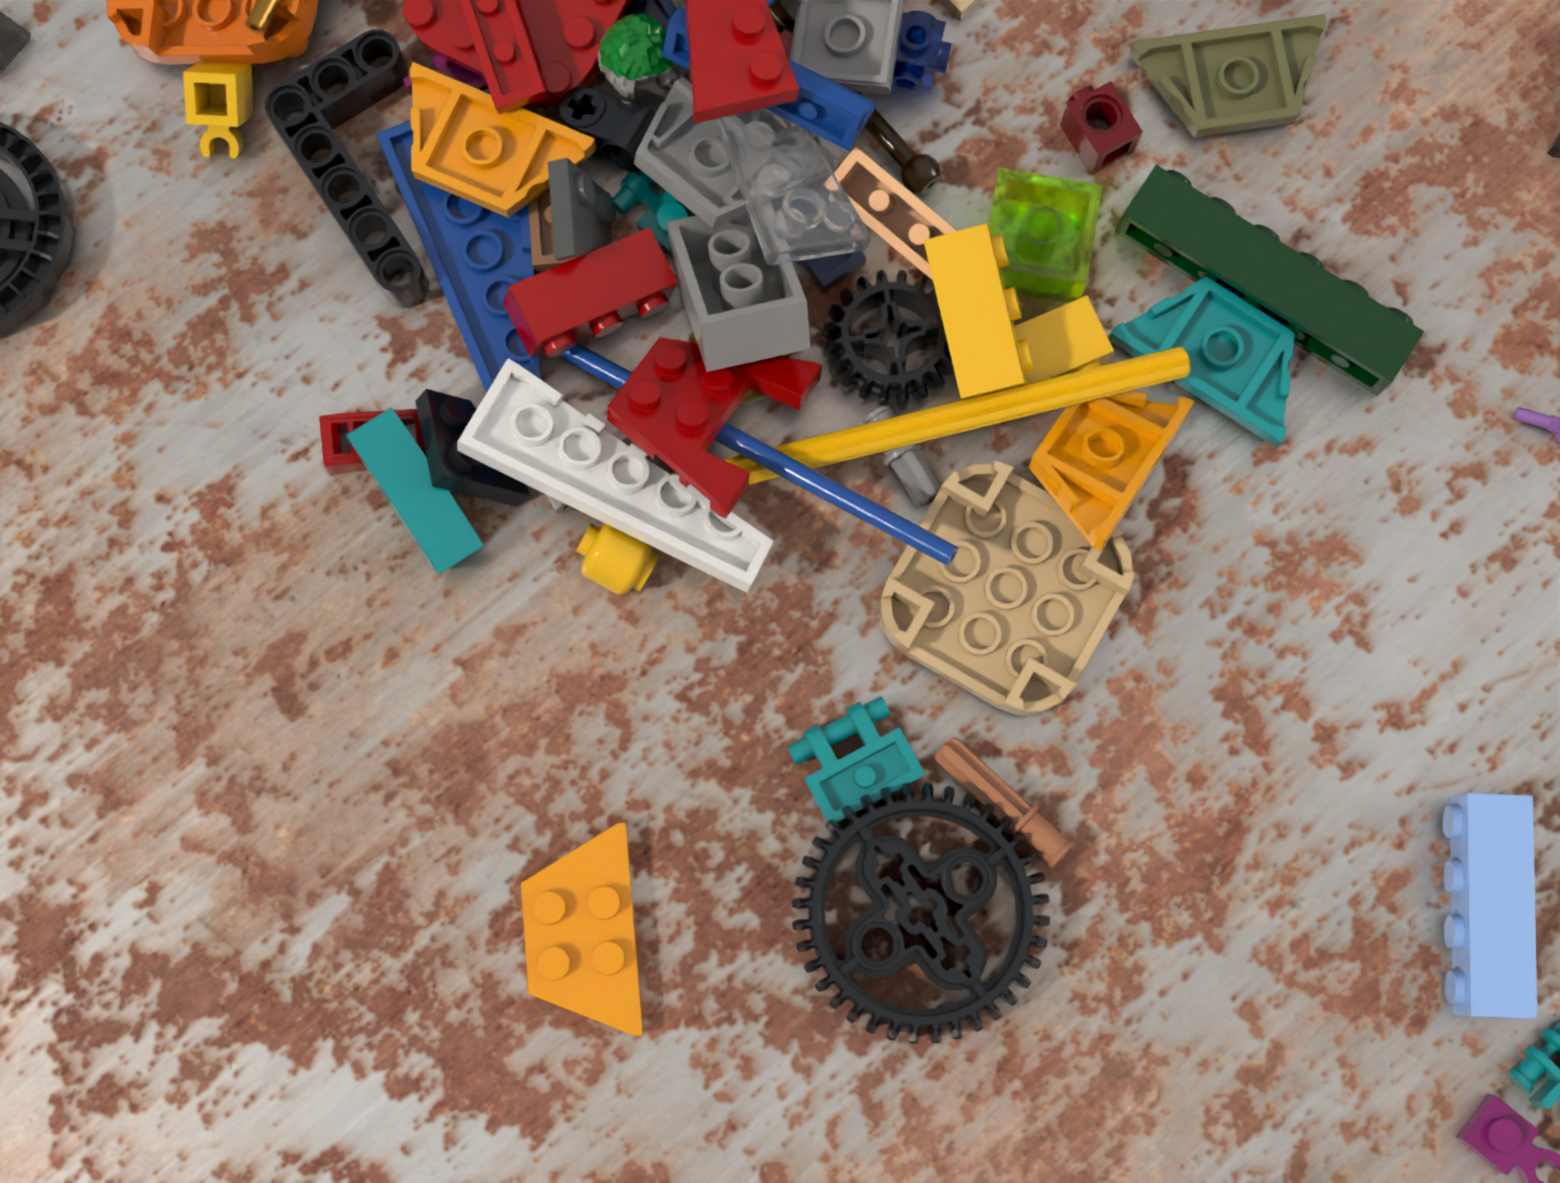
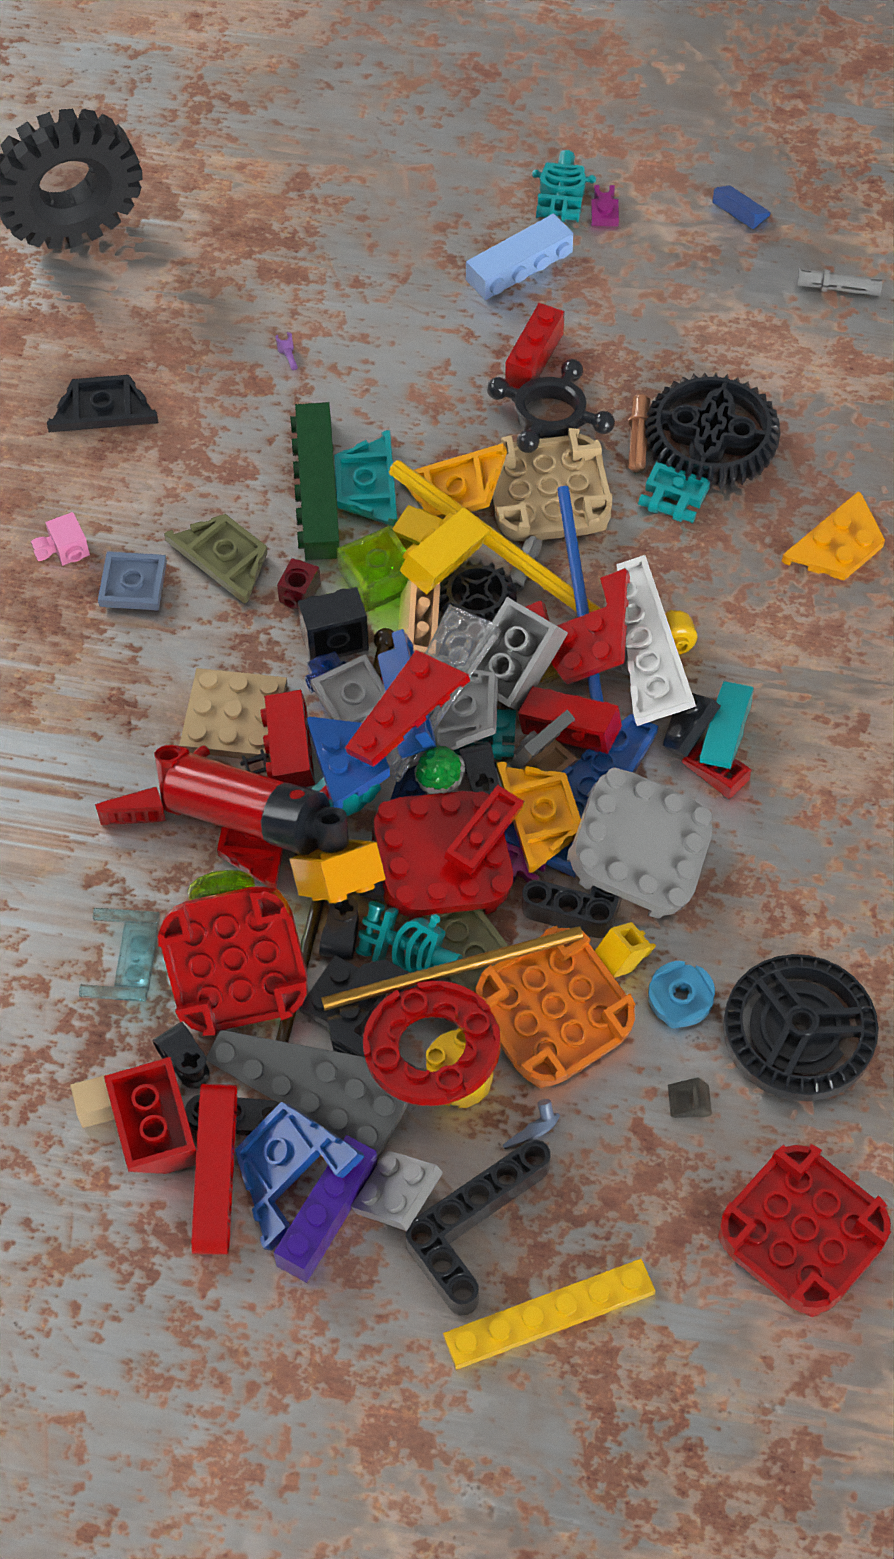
camera: 125 degrees left, 20 degrees down
(102, 109) = (677, 1011): none -> dark azure plate
(332, 226) = (641, 842): none -> light grey plate
(986, 103) = (334, 623): none -> black brick
(1239, 654) = (551, 388): none -> black piece
(1284, 776) = (534, 345): none -> red brick

